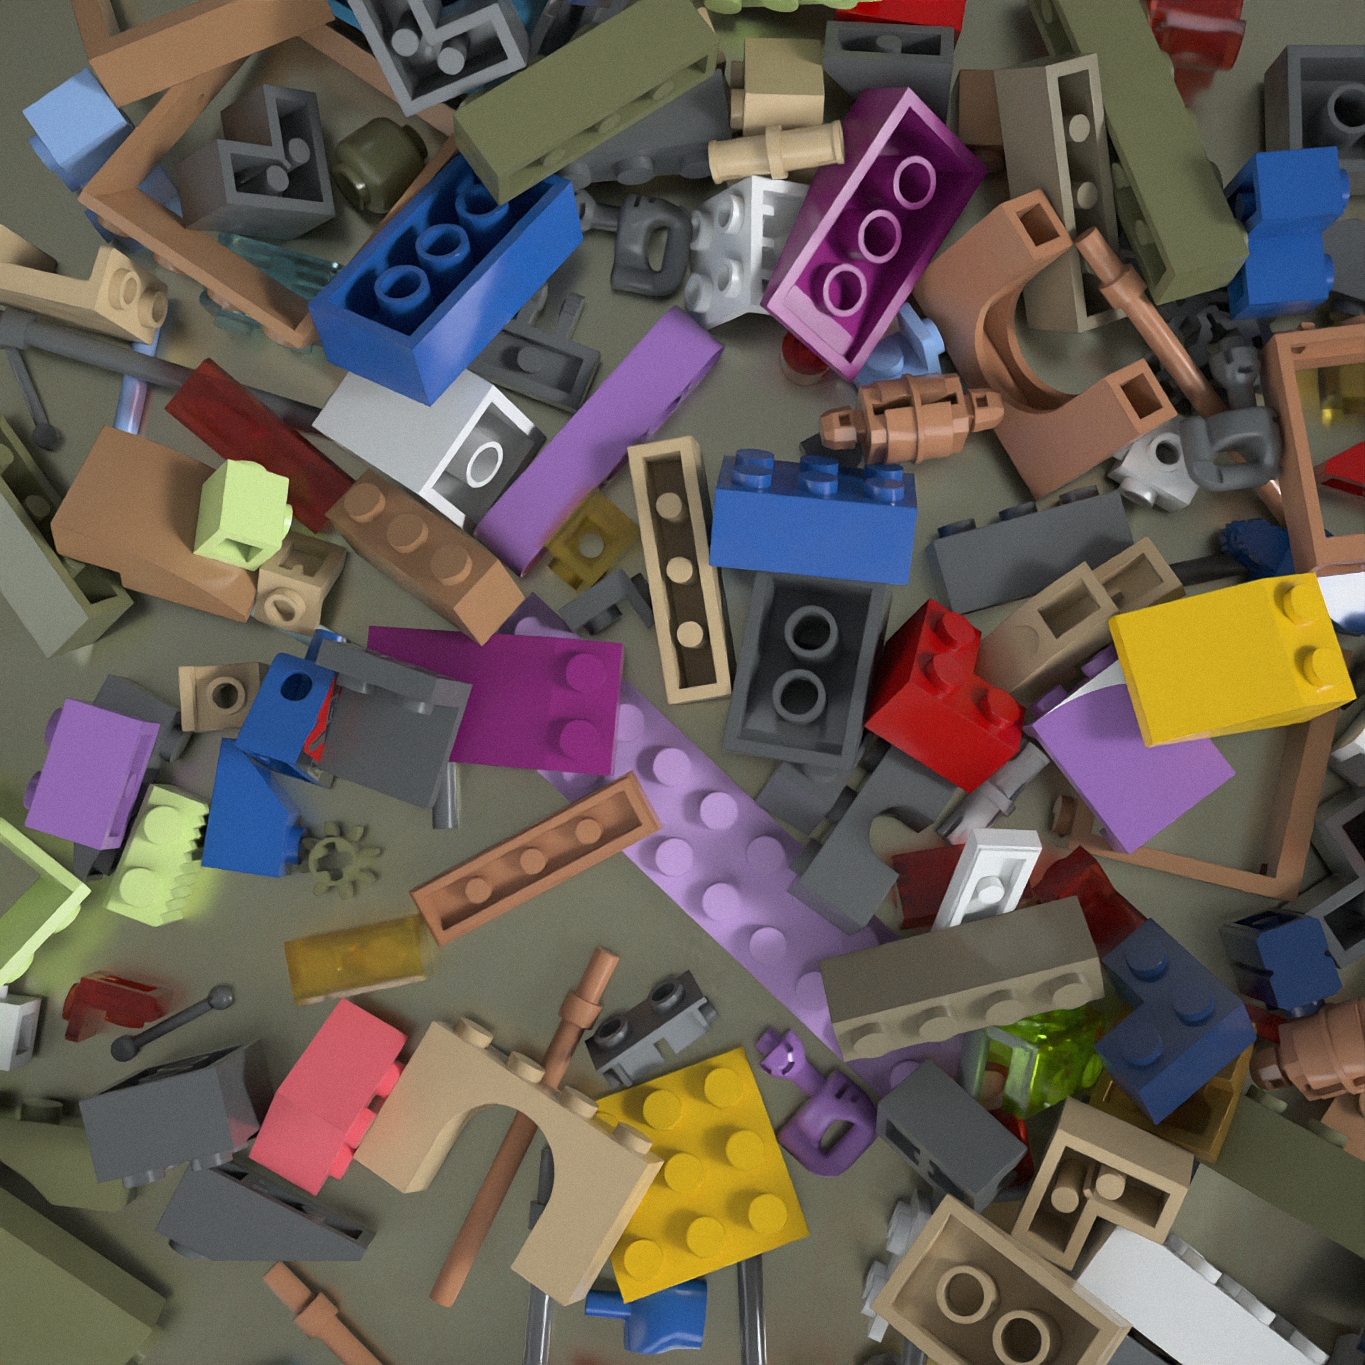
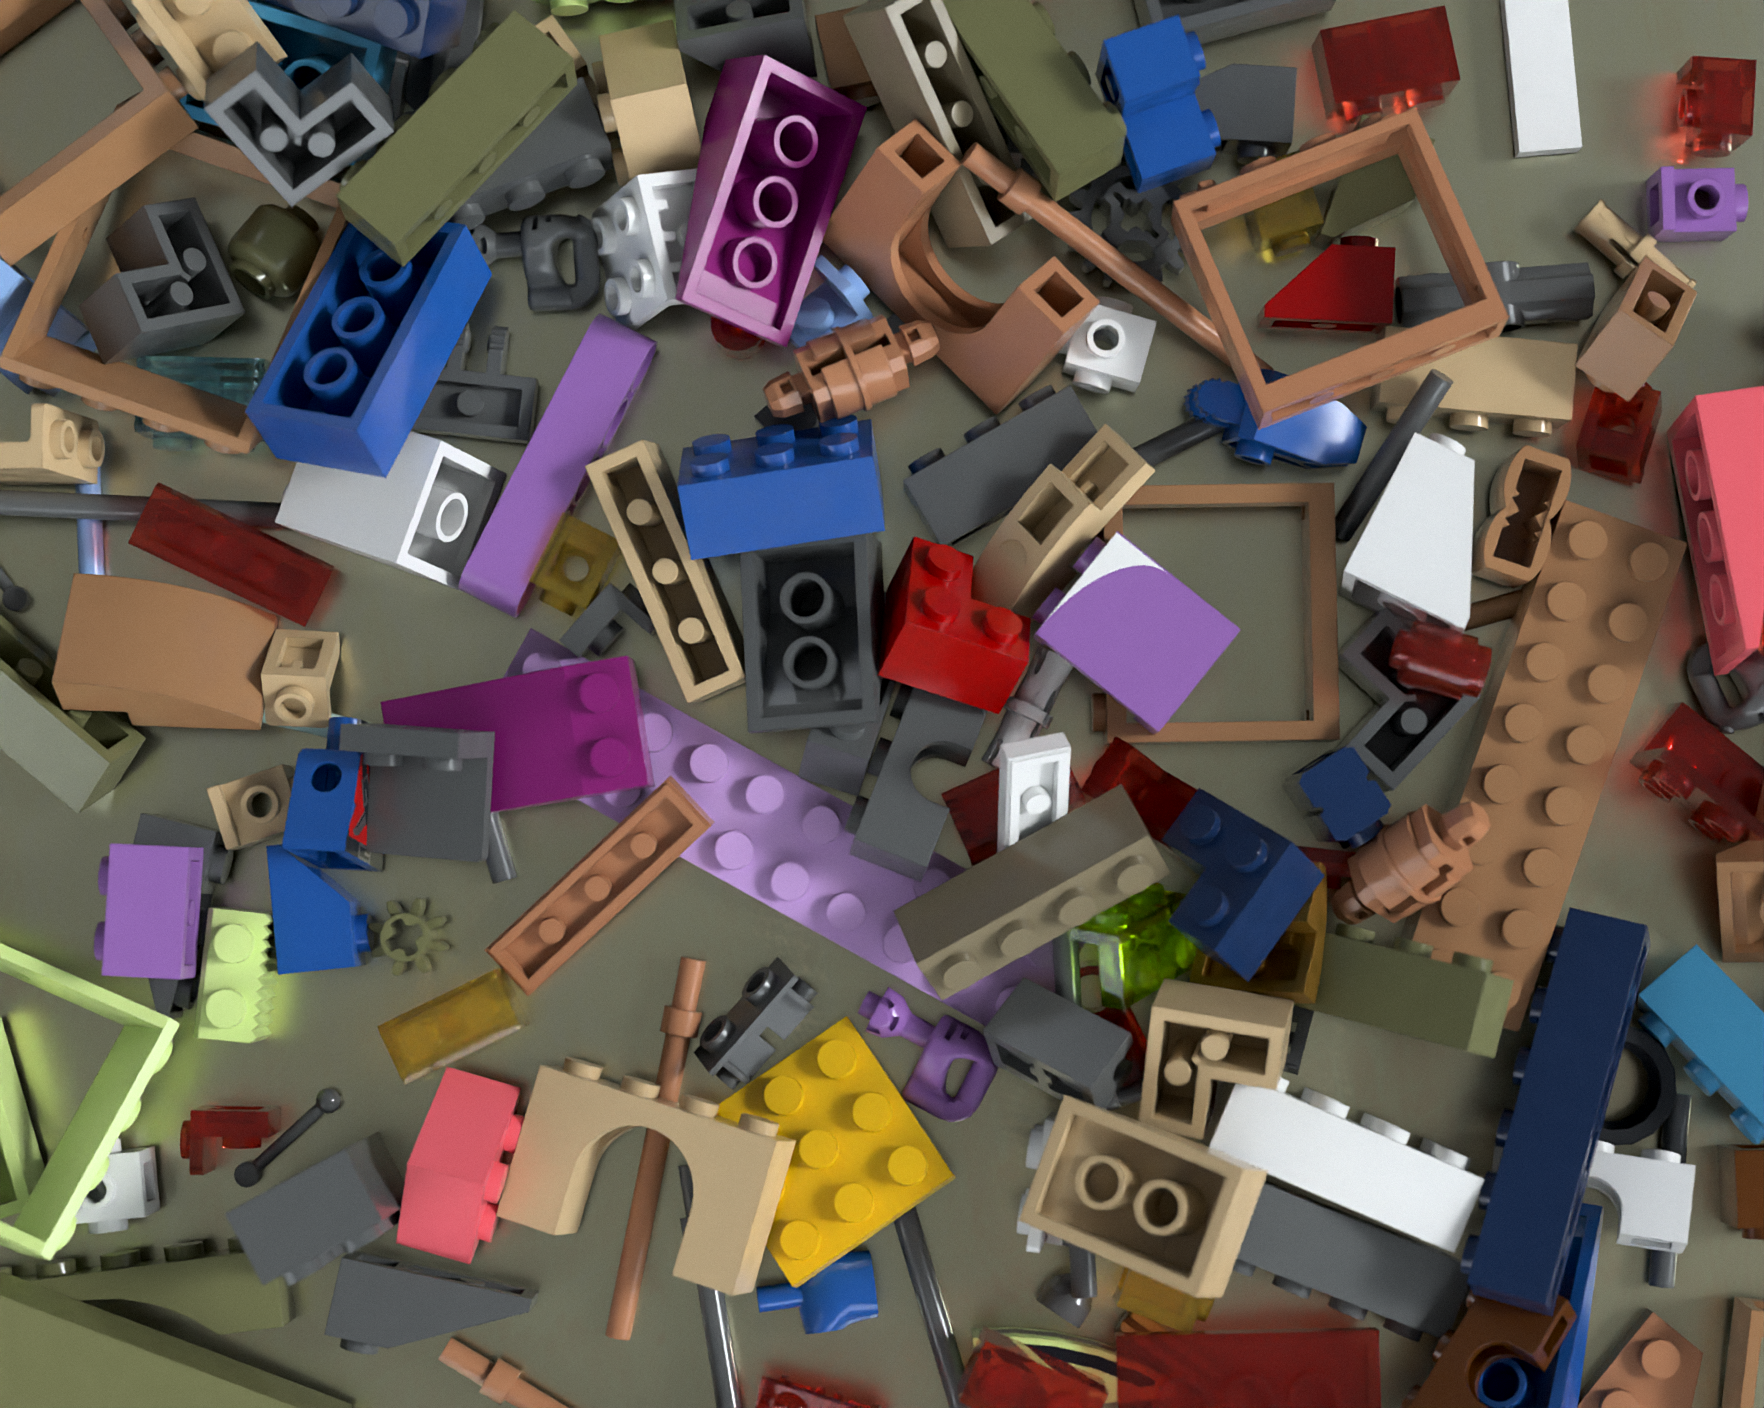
camera: 10 degrees left, 0 degrees up
(242, 515) = (231, 626): yellowish green brick -> none
(426, 556) = (417, 621): medium nougat brick -> none
(776, 152) = (655, 147): tan pin -> none
(1232, 660) = (1209, 523): yellow slope -> none
(1242, 429) = (1170, 297): dark grey piece -> none

